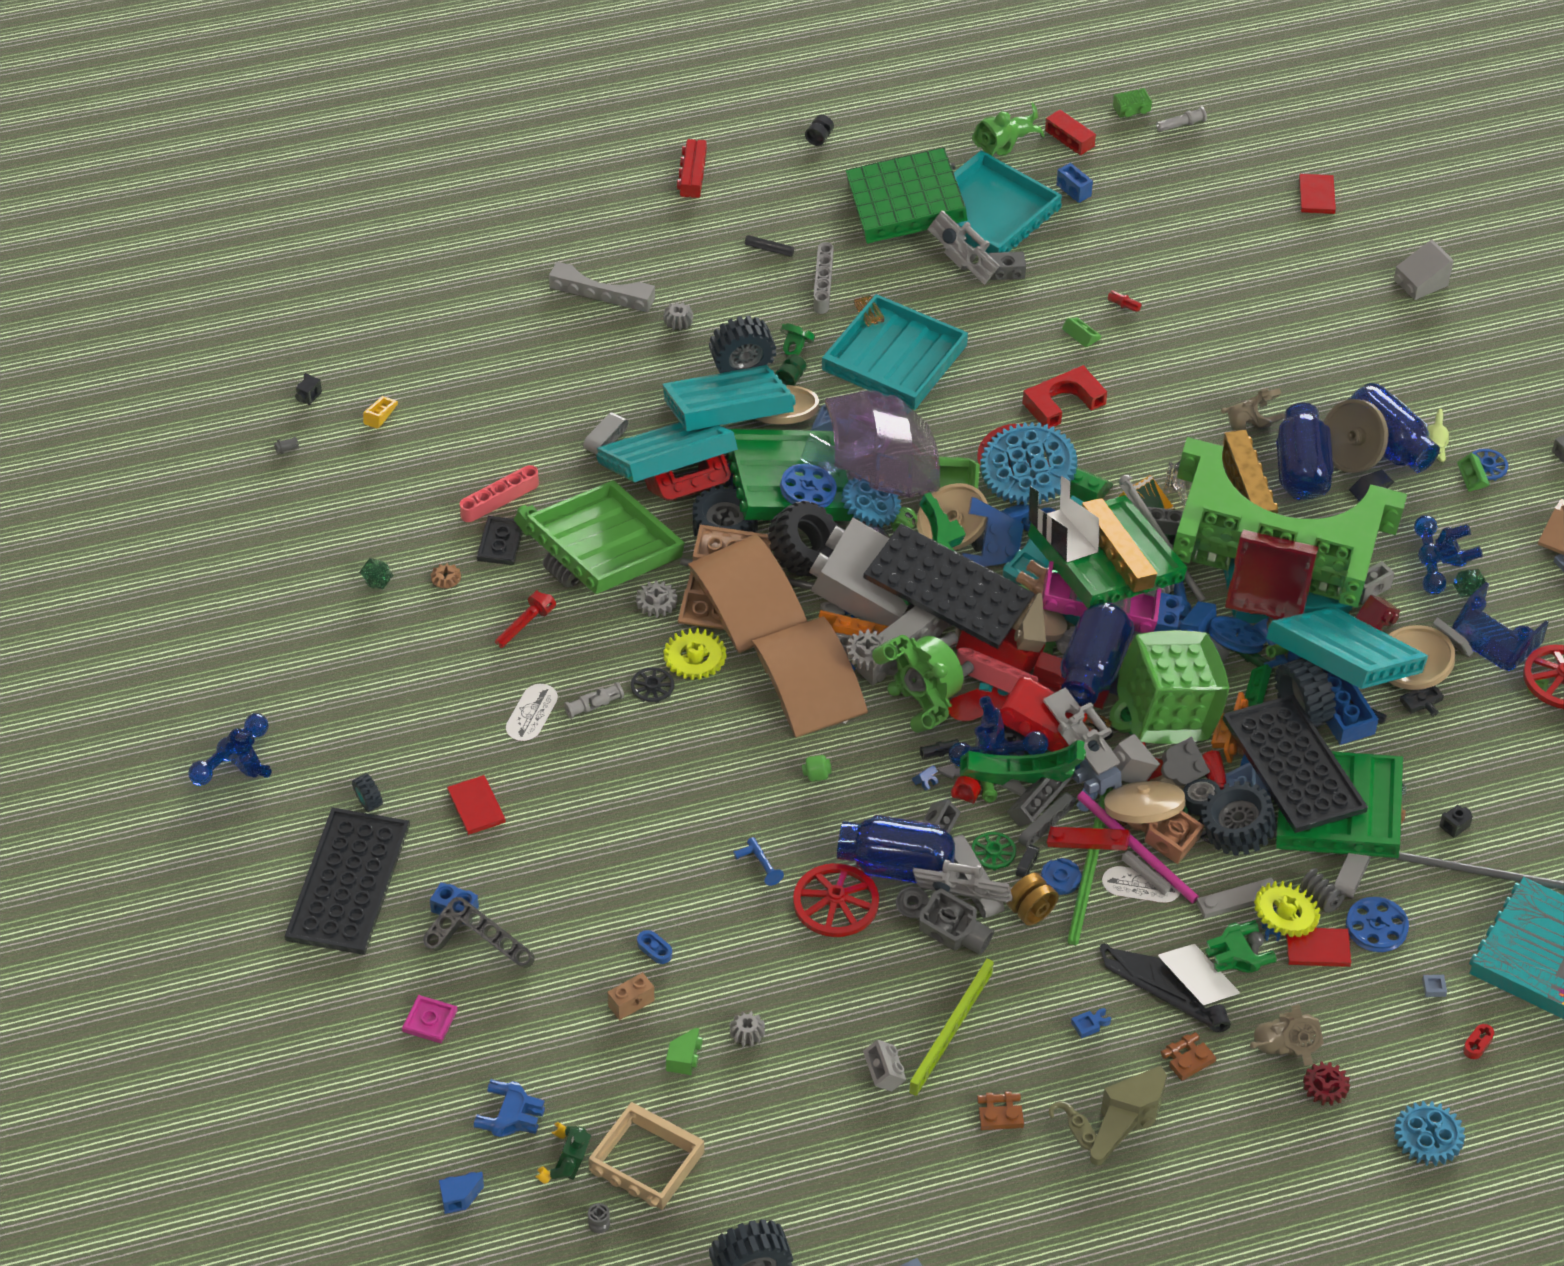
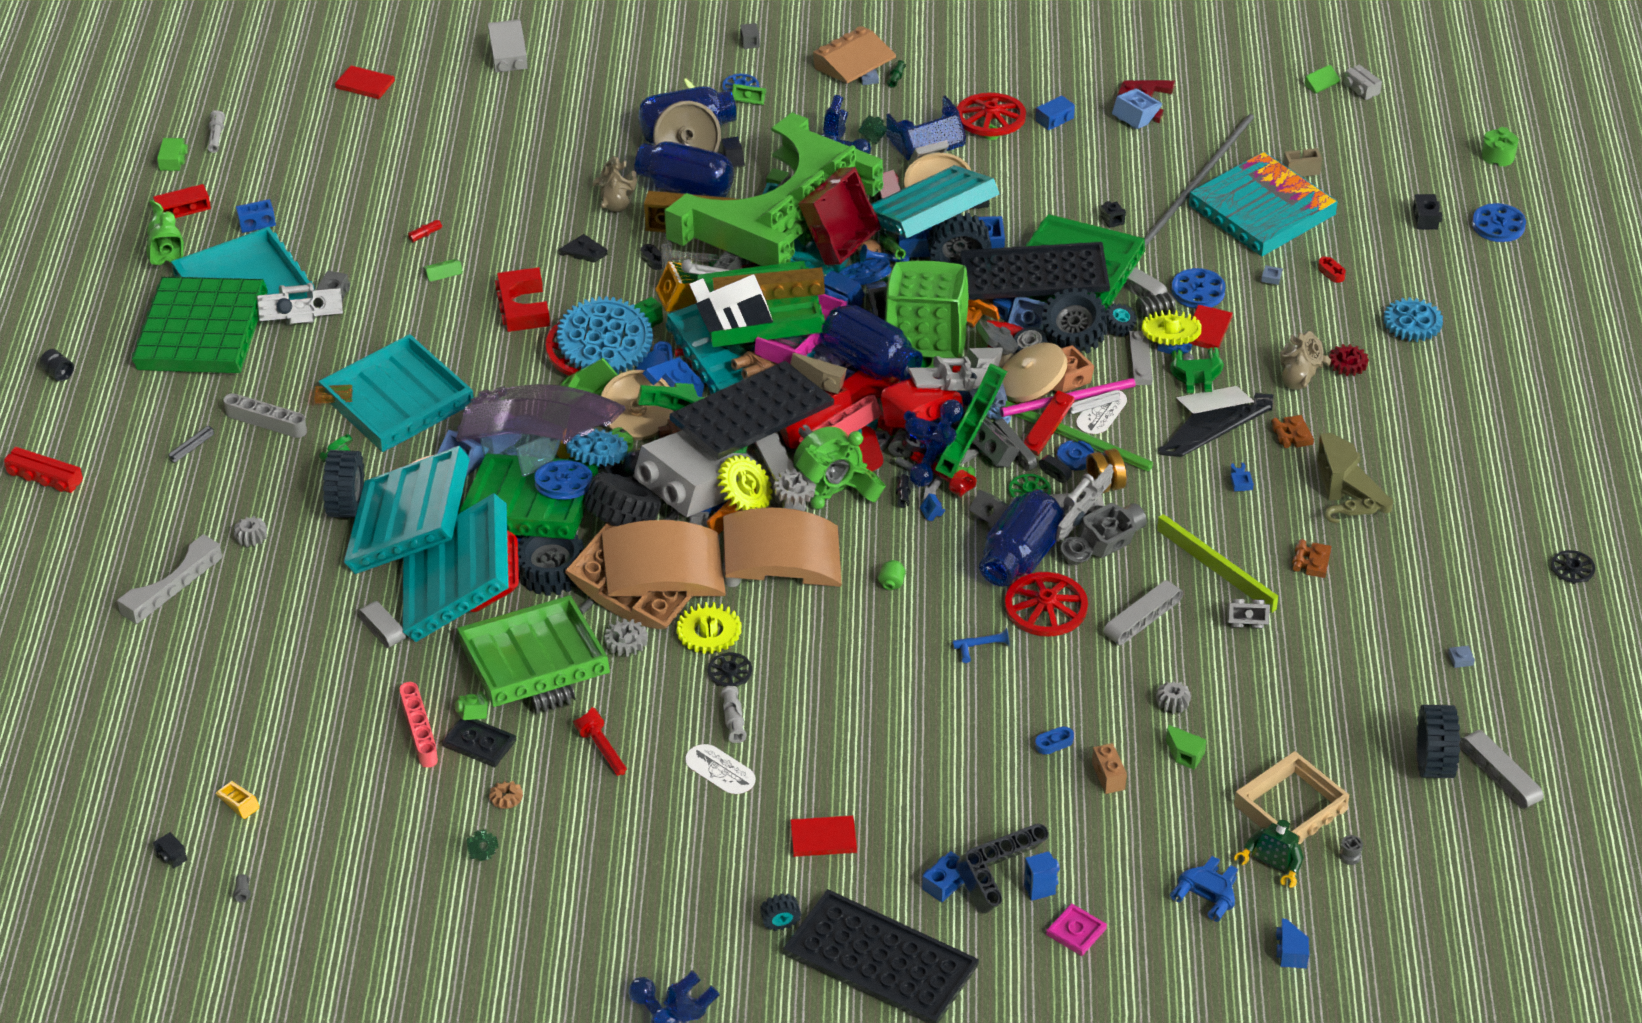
camera: 70 degrees left, 5 degrees down
(470, 969) = (1041, 875): none -> blue brick
(791, 369) = (377, 464): dark green wheel -> none
(855, 980) = (1143, 612): none -> light grey beam
(862, 595) = (742, 490): none -> neon yellow gear
(1164, 420) = (584, 248): none -> black wing
(1283, 856) = (1120, 319): none -> black wheel

